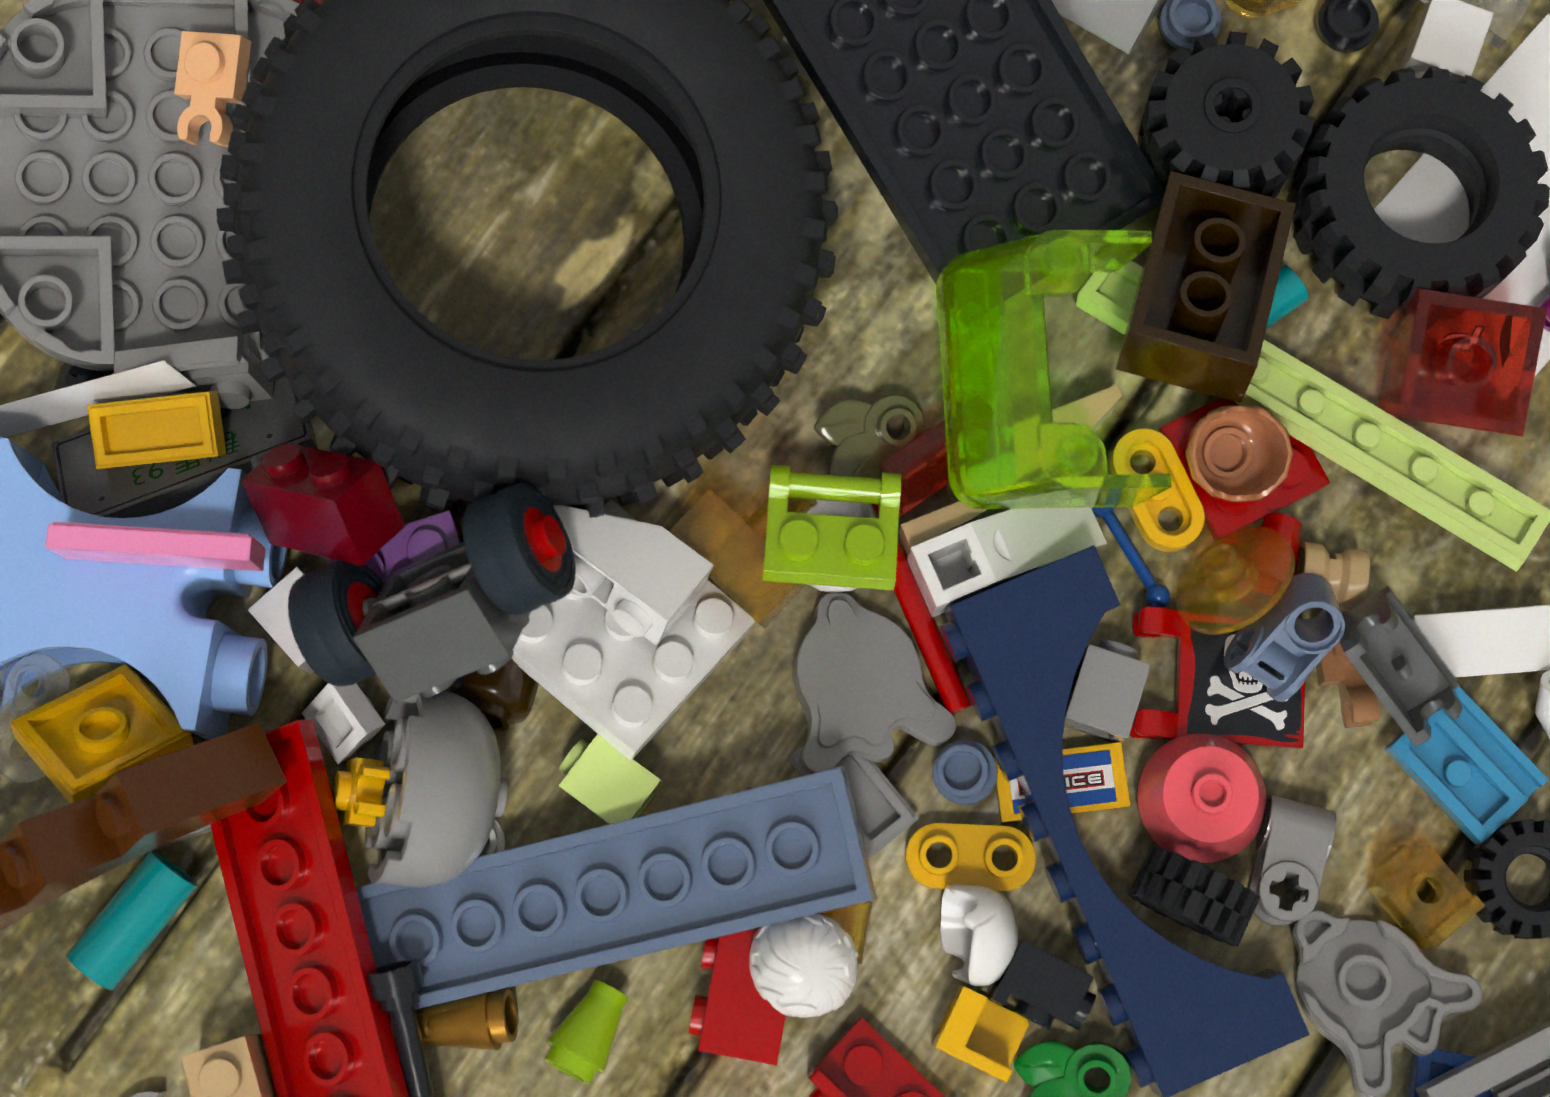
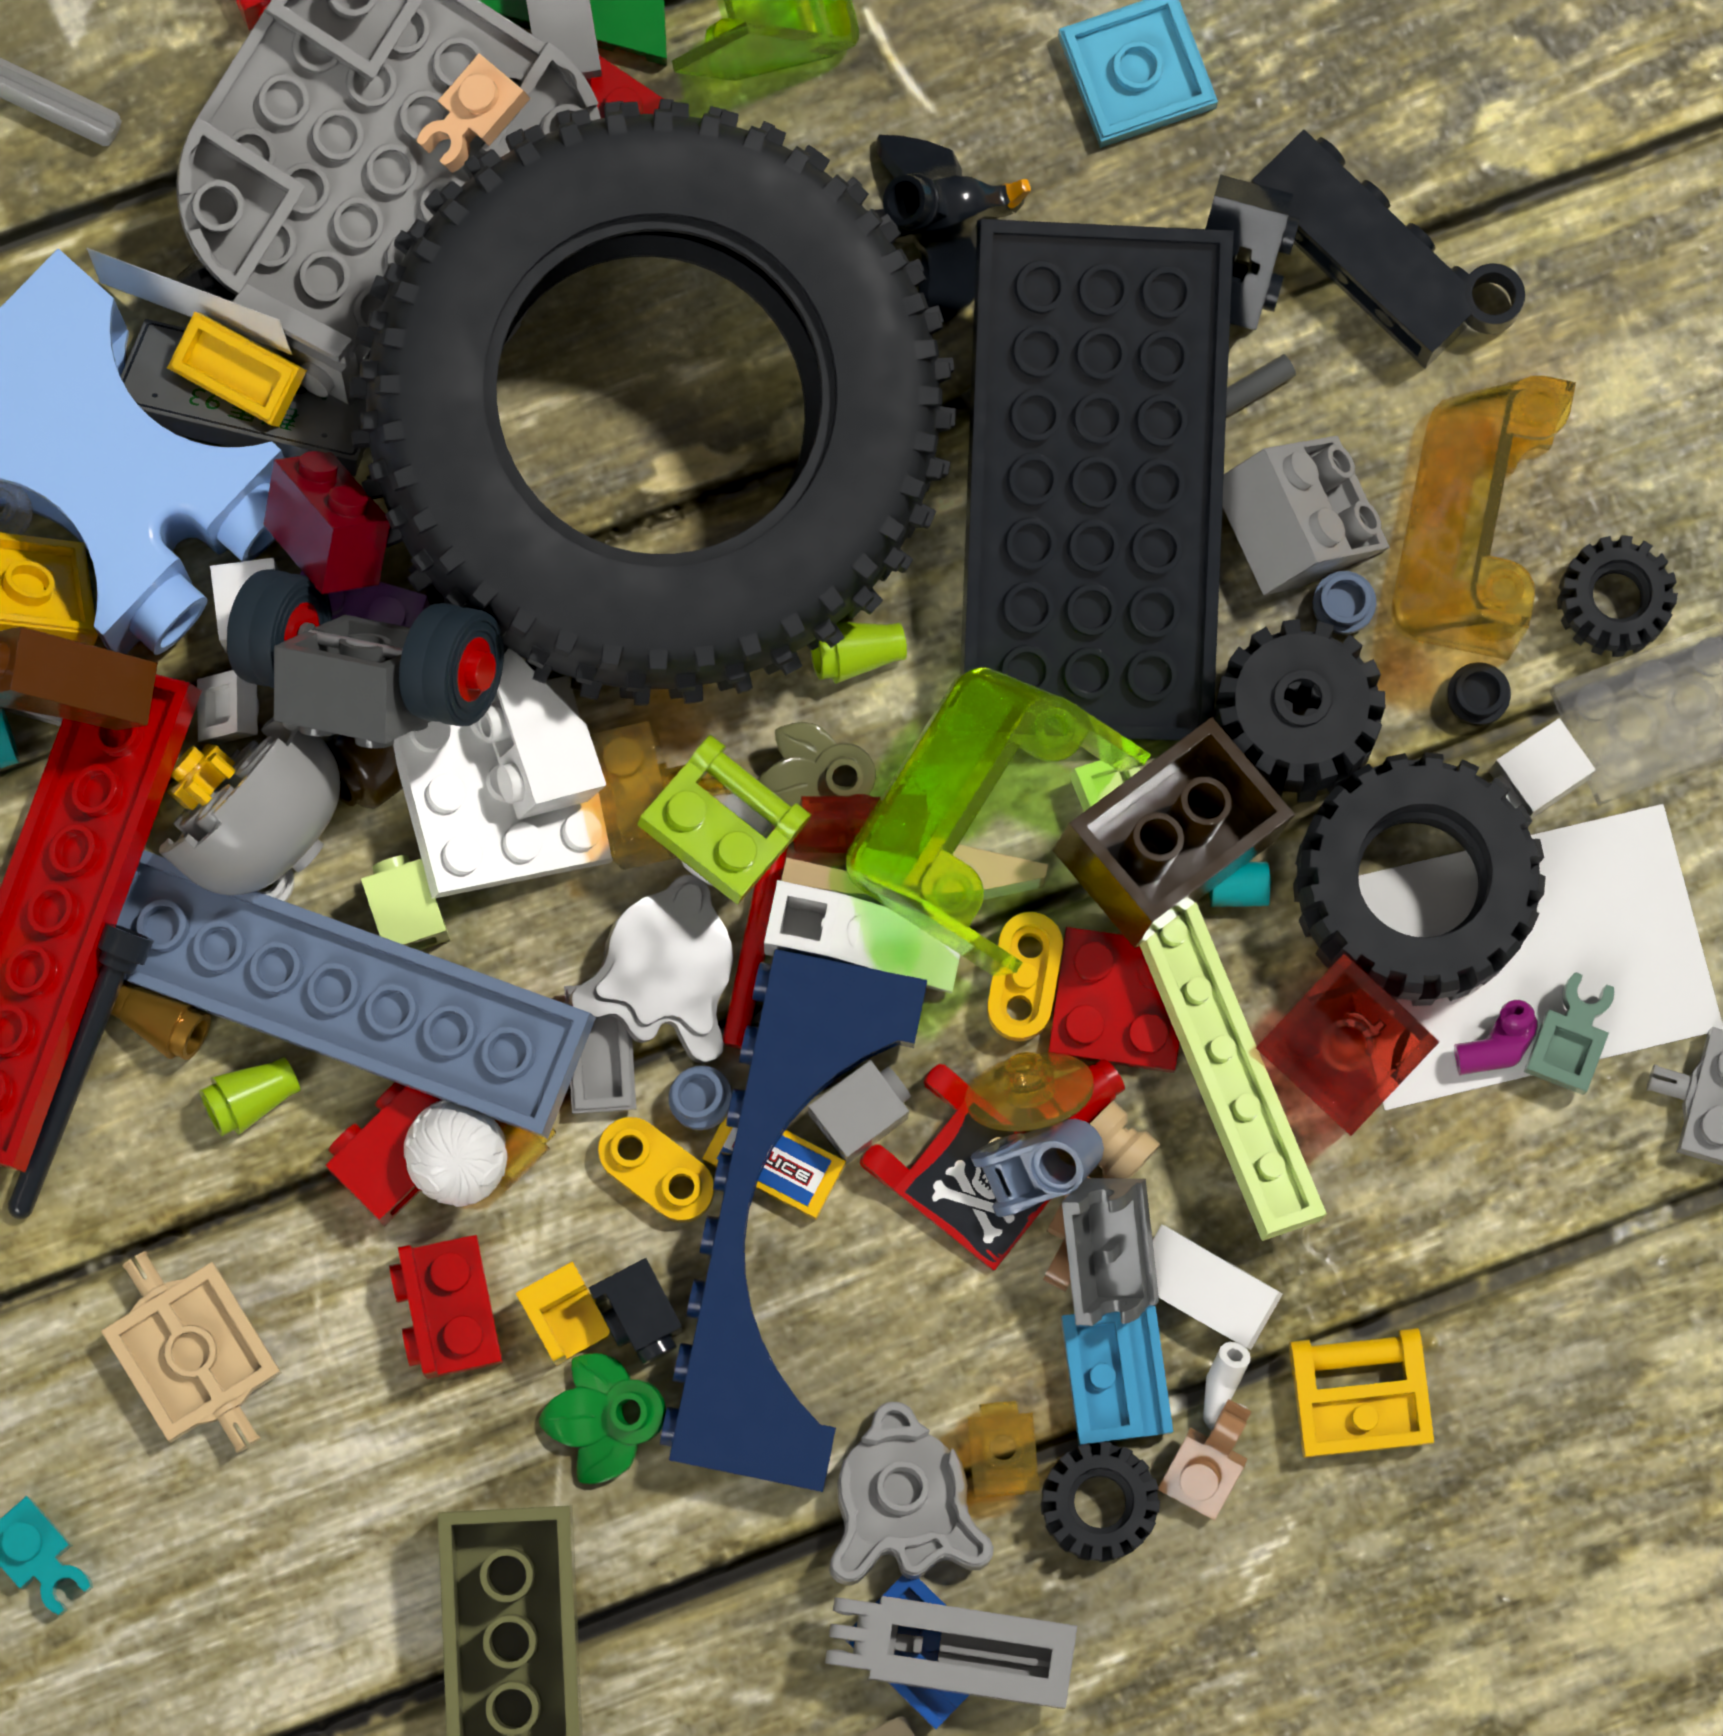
camera: 30 degrees right, 0 degrees up
(155, 546) = (171, 468): bright pink tile -> none
(845, 307) = (862, 650): none -> lime cone
(979, 930) = (618, 1230): white hair -> none
(1156, 594) = (964, 1063): blue hinge -> none
(1194, 895) = (810, 1320): black tyre -> none
(1202, 797) = (878, 1251): coral cone -> none
(1239, 453) = (1103, 988): nougat hair -> none
(1293, 849) = (923, 1344): light grey piece -> none

